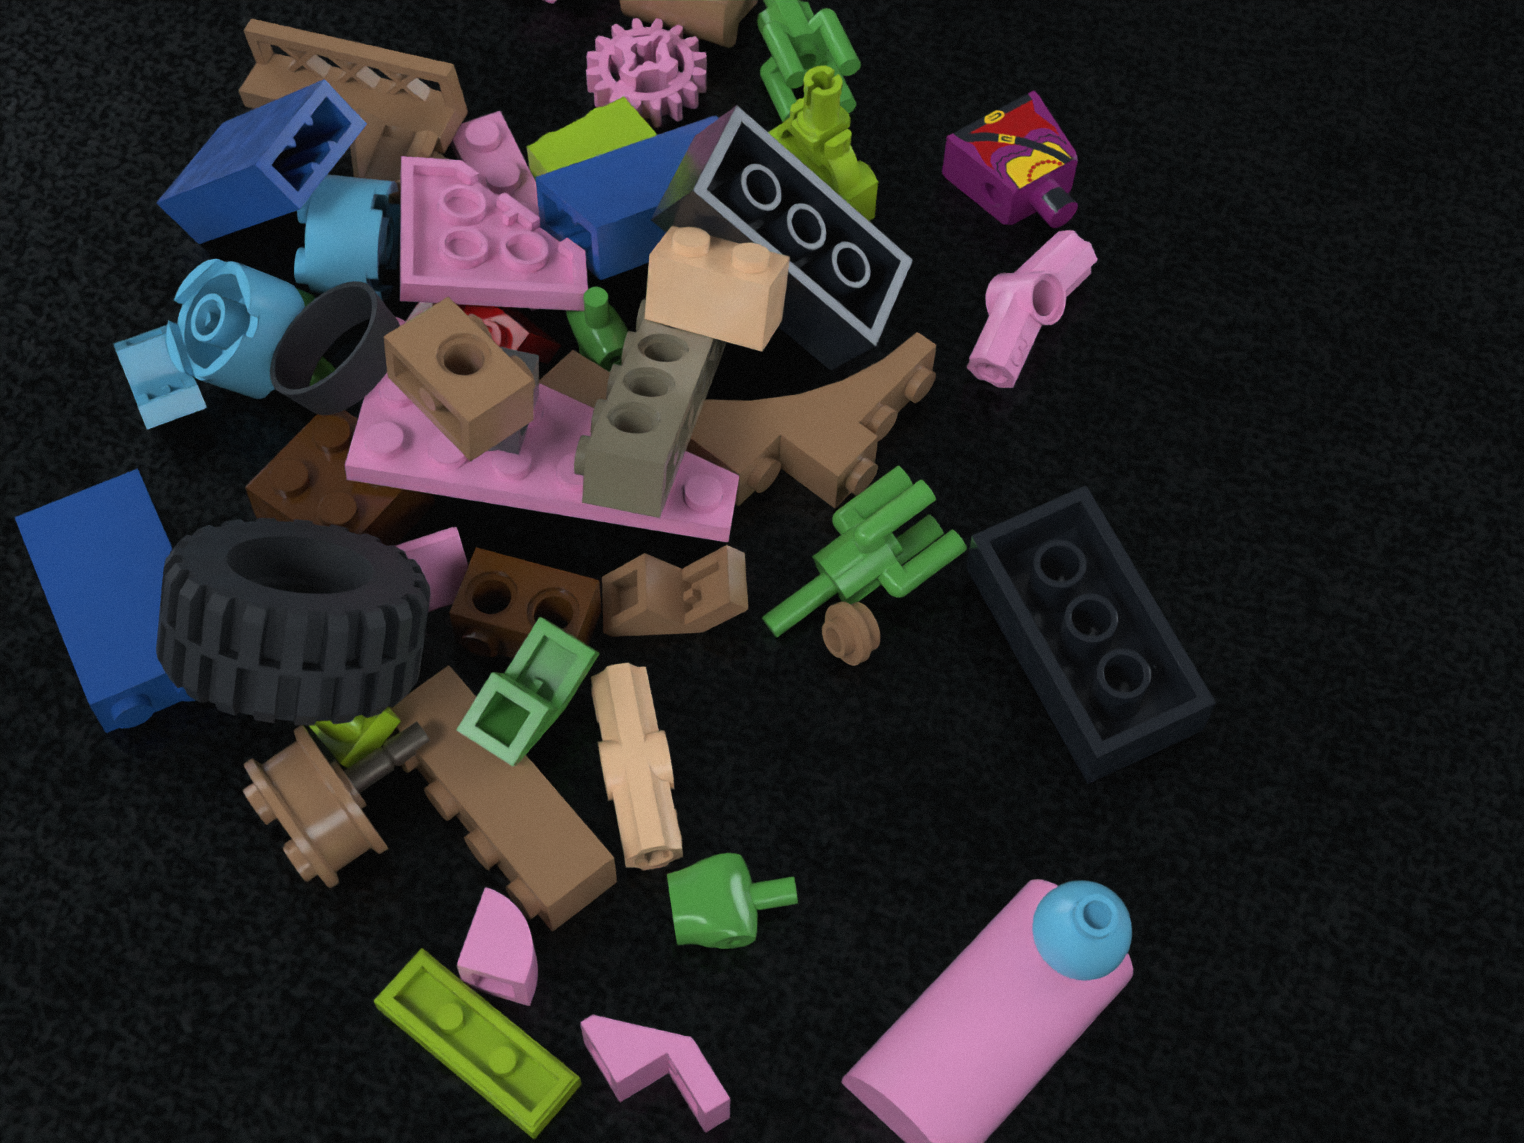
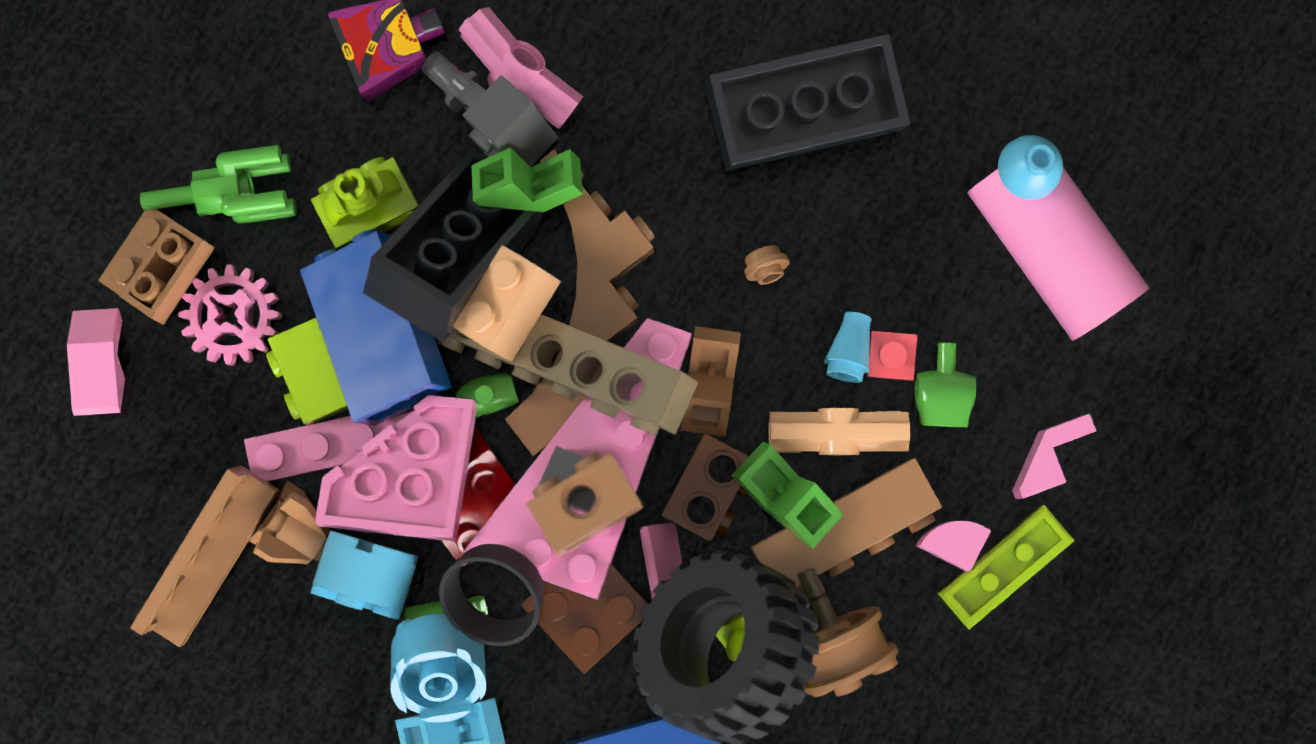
camera: 75 degrees left, 25 degrees up
(262, 163) = (299, 632): blue brick -> none
(755, 760) = (850, 350): none -> medium azure cone
(761, 823) = (892, 356): none -> coral plate
(870, 553) = (711, 239): bright green plant -> none
(877, 297) = (512, 184): none -> bright green slope
(956, 281) = (498, 115): none -> dark grey brick

